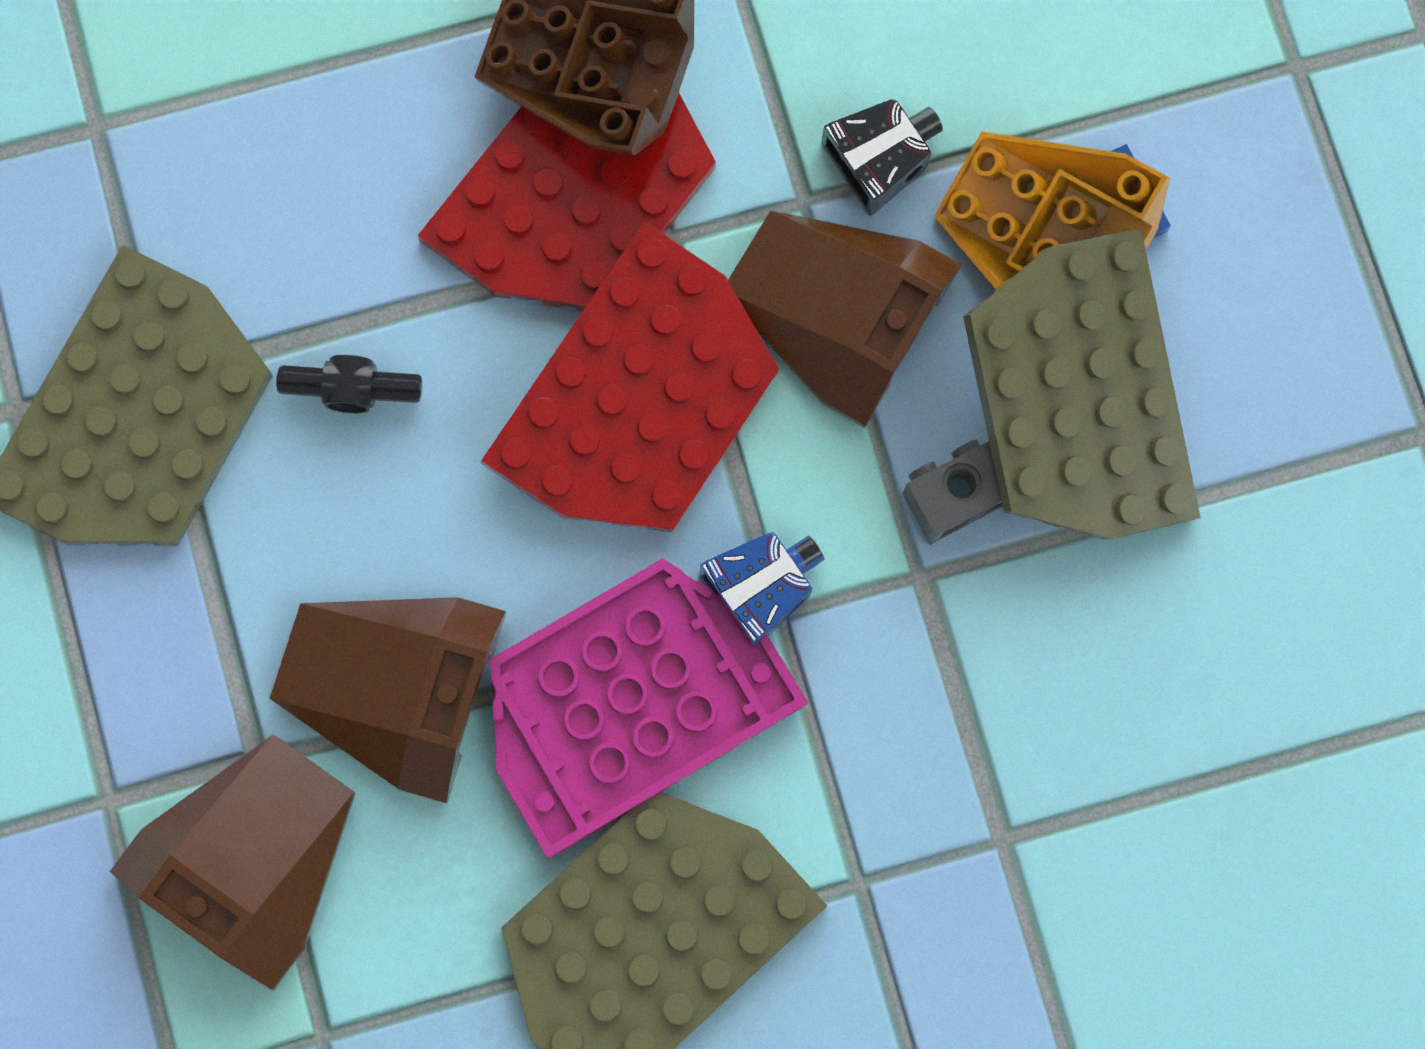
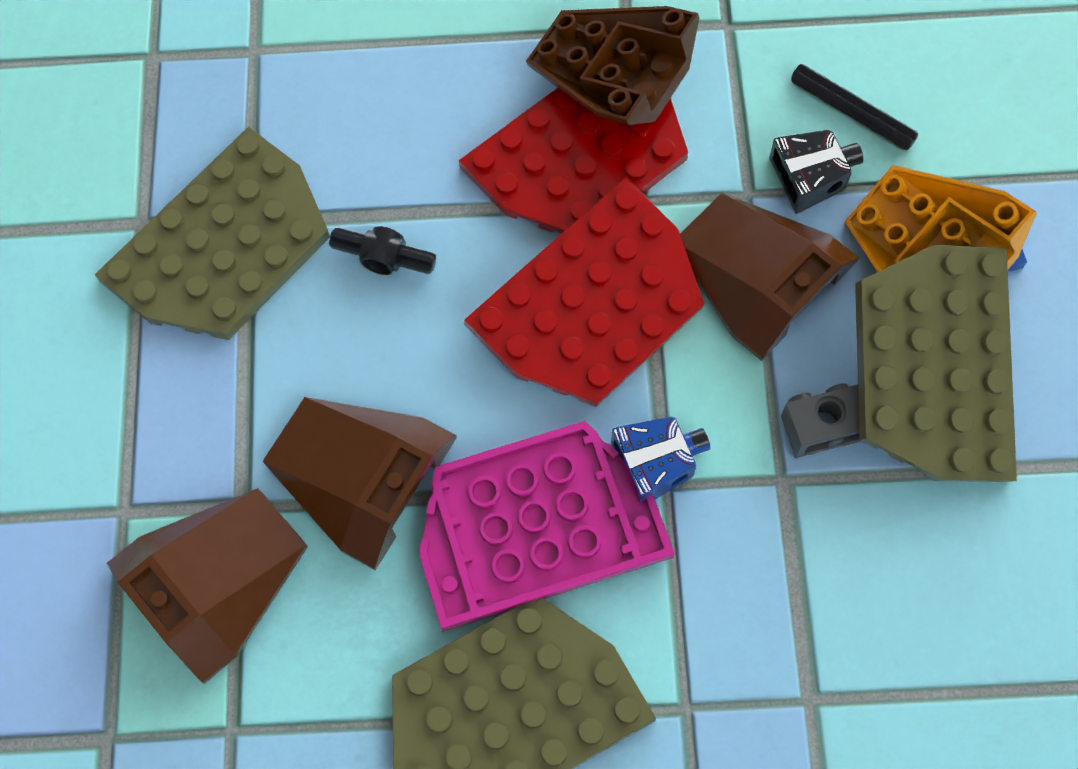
camera: 20 degrees right, 10 degrees down
(917, 50) = (854, 106): none -> black axle

